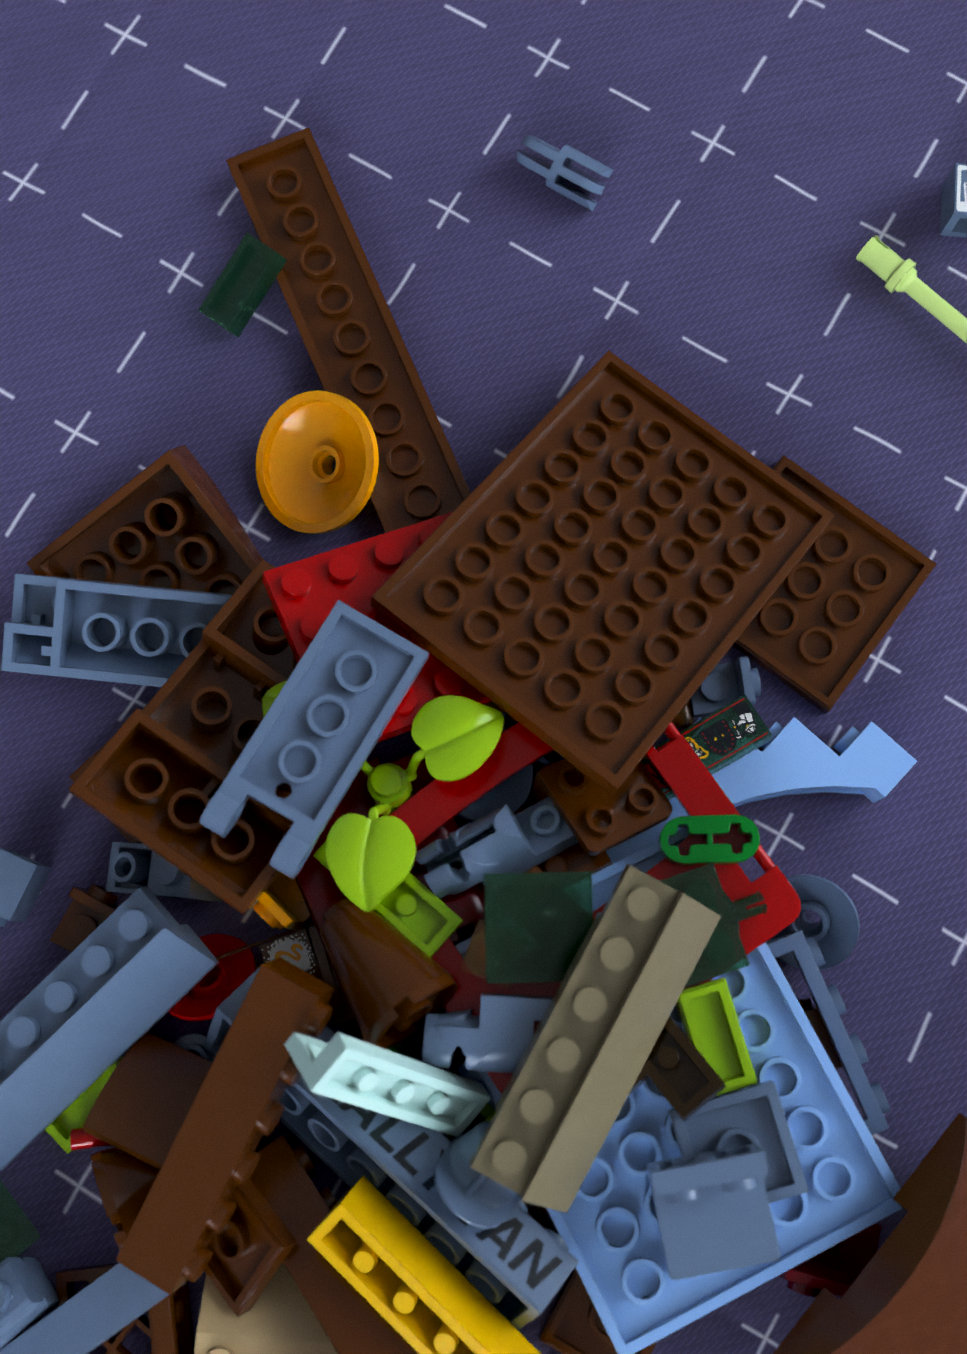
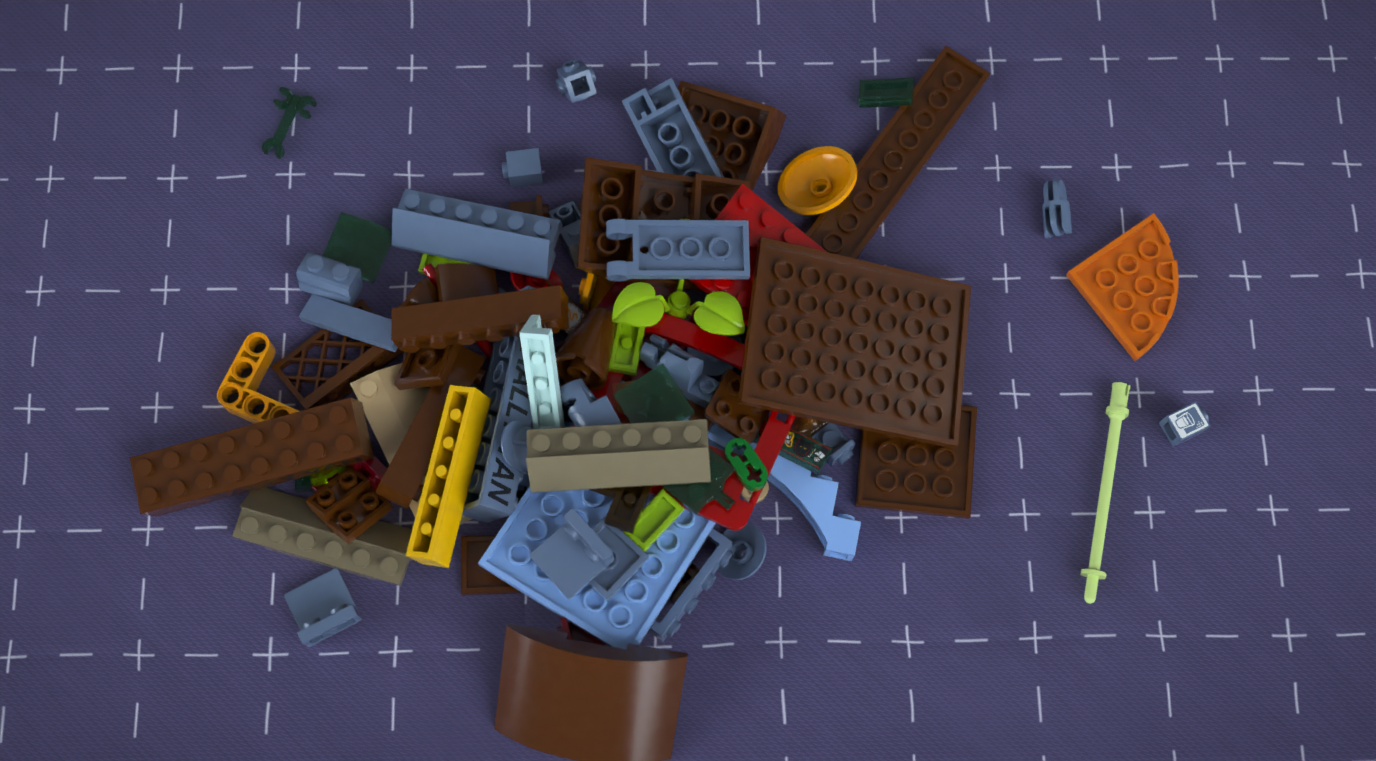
camera: 55 degrees right, 5 degrees down
(733, 142) = (1132, 285): none -> orange plate

